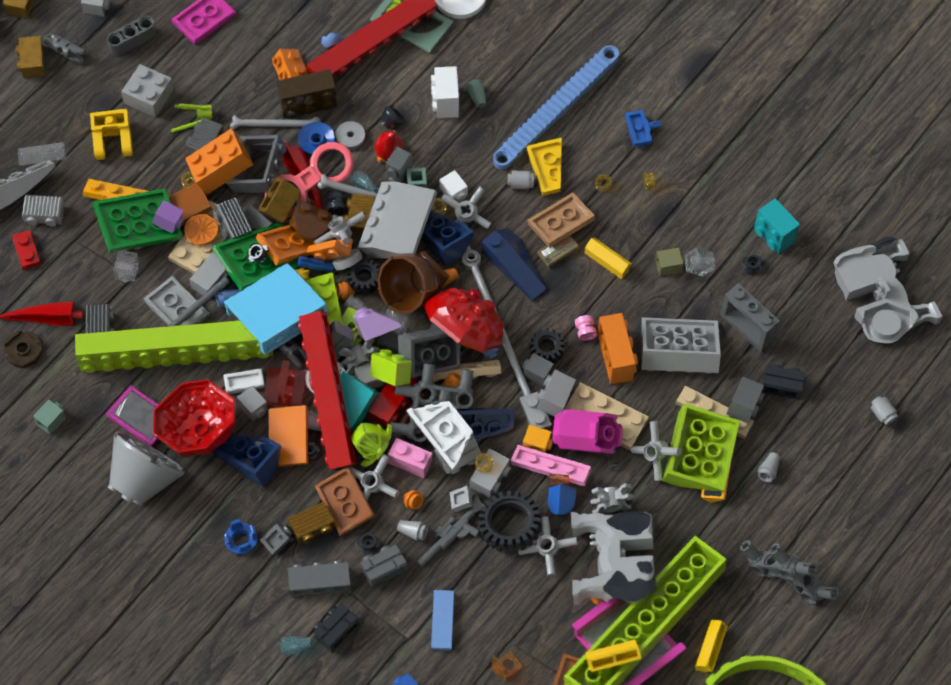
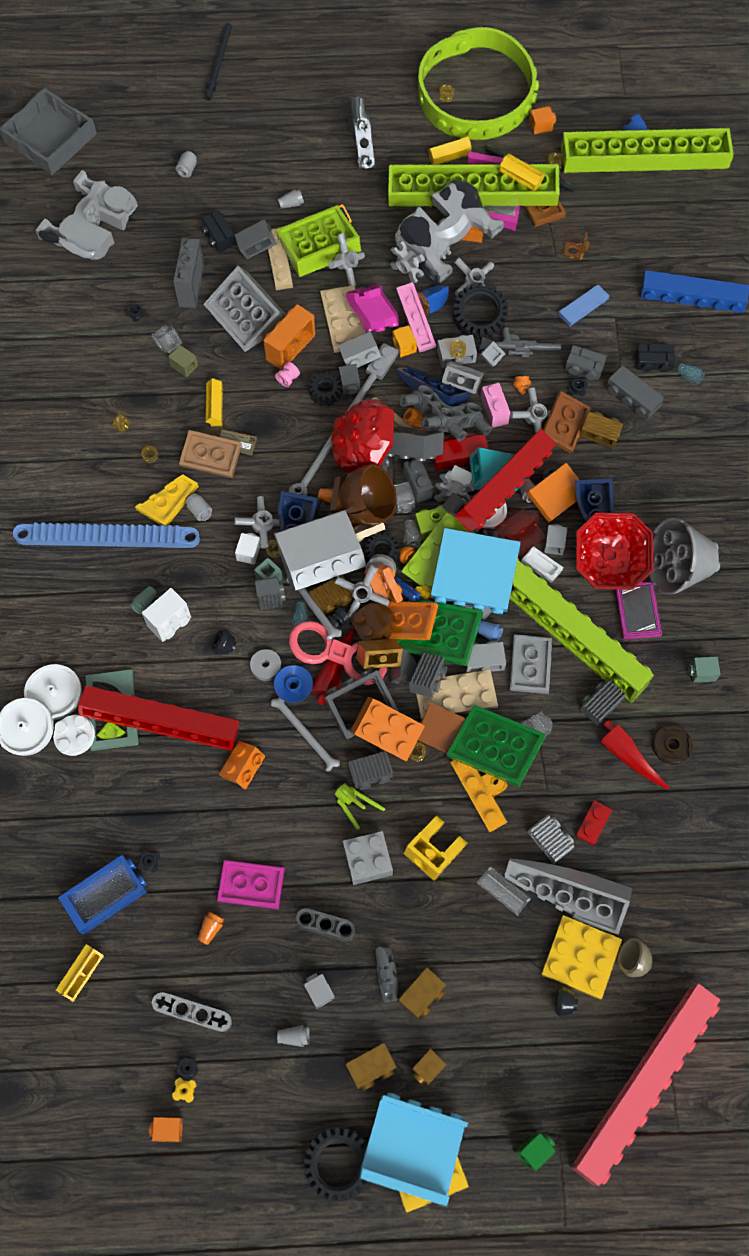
camera: 130 degrees left, 5 degrees up
(168, 217) = (473, 720): medium lavender brick -> none
(200, 302) = (518, 640): dark grey bar -> none
(201, 229) = (455, 694): orange wheel -> none
(236, 528) = (659, 457): blue piece -> none
(254, 250) = (447, 625): plate -> none
(278, 538) = (633, 440): dark grey bracket -> none
(307, 93) = (261, 719): dark brown piece -> none
(331, 40) = (187, 751): medium blue plate -> none
(371, 441) = (509, 432): lime piece -> none
(373, 324) = (425, 487): lavender slope -> none
(386, 144) = (252, 625): red hat -> none
(390, 368) = (450, 450): lime brick -> none
(413, 529) = (542, 366): light grey cone -> none
(443, 429) = (462, 383): white wing -> none
(512, 259) = (272, 465): dark blue wedge -> none
(640, 128) = (77, 462): blue plate -> none
(776, 226) = (93, 308): teal brick -> none

